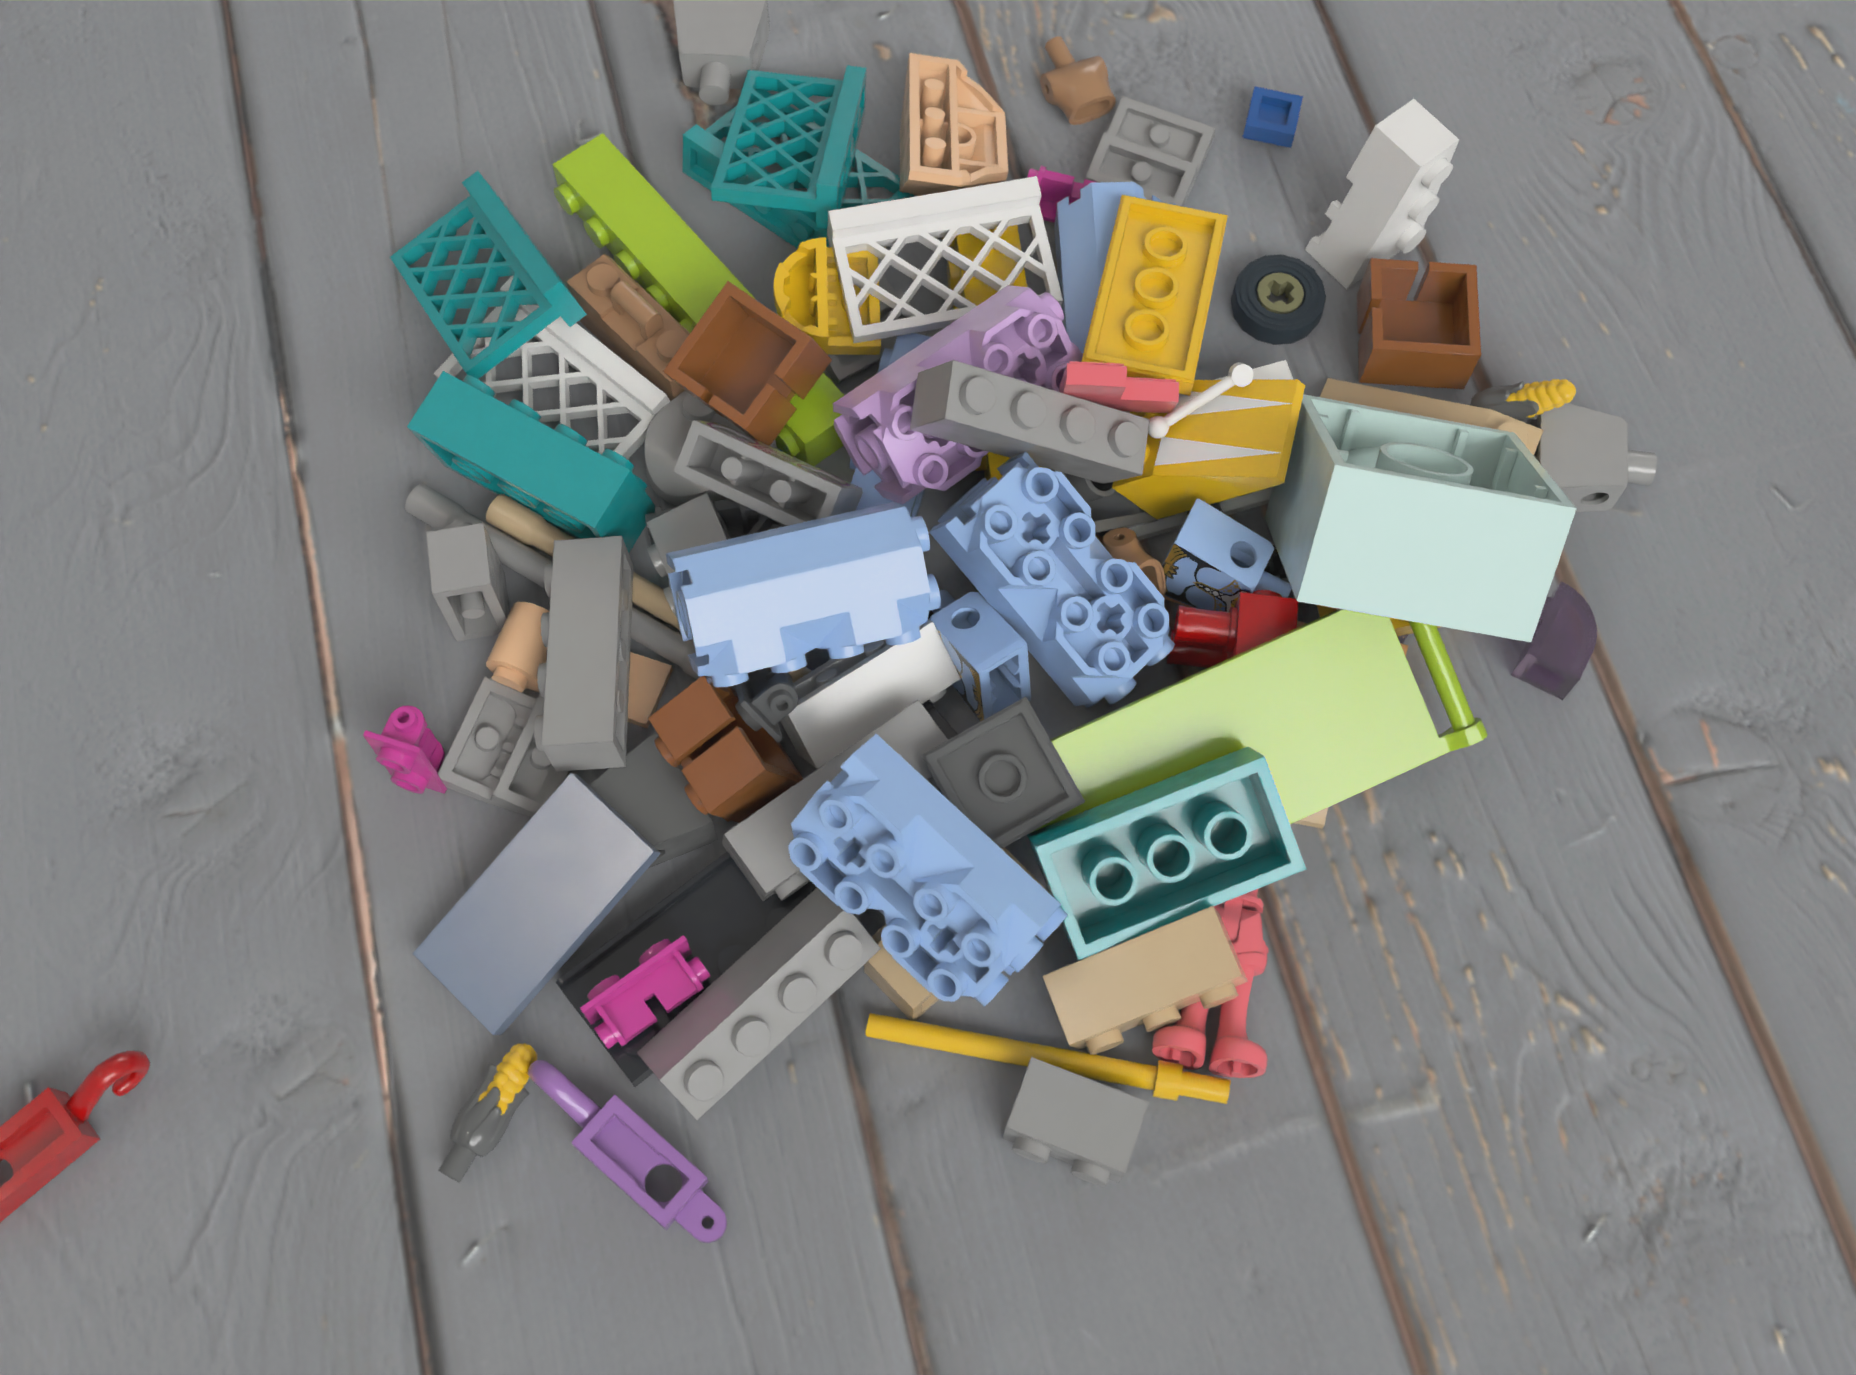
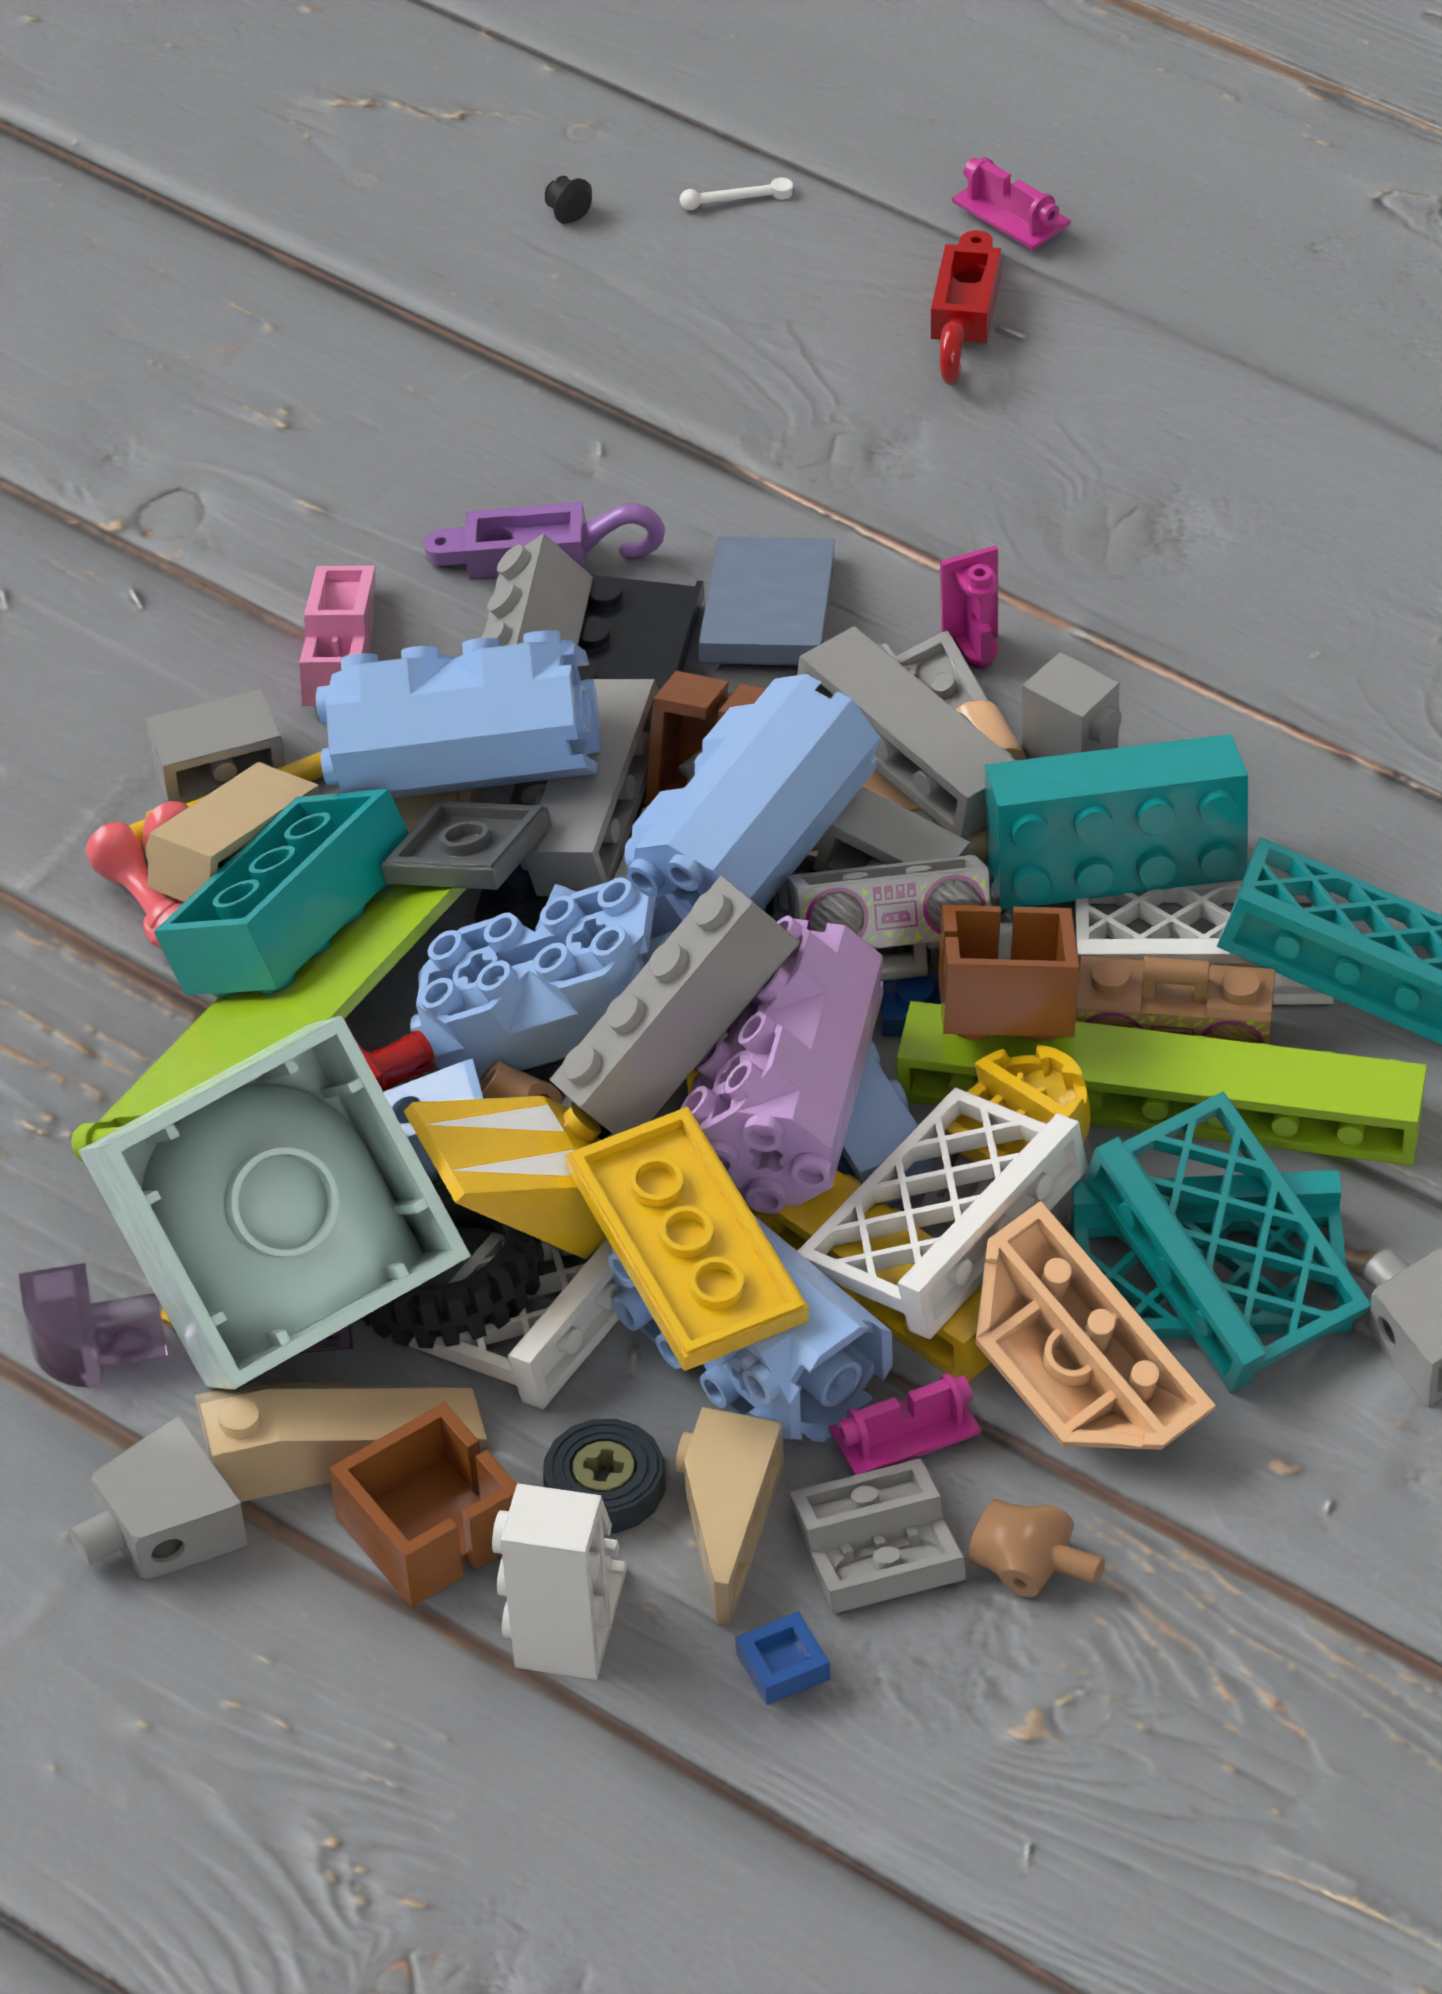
camera: 145 degrees right, 20 degrees down
(489, 1110) = (670, 497): dark grey piece -> none
(623, 1000) = (621, 599): dark pink hinge -> none
(872, 1183) = (336, 623): none -> bright pink slope
(1110, 386) = (643, 1070): coral tile -> none
(1239, 374) = (568, 1120): white hinge -> none
(1244, 200) = (730, 1484): none -> tan slope
(1526, 400) = (266, 1480): piece -> none

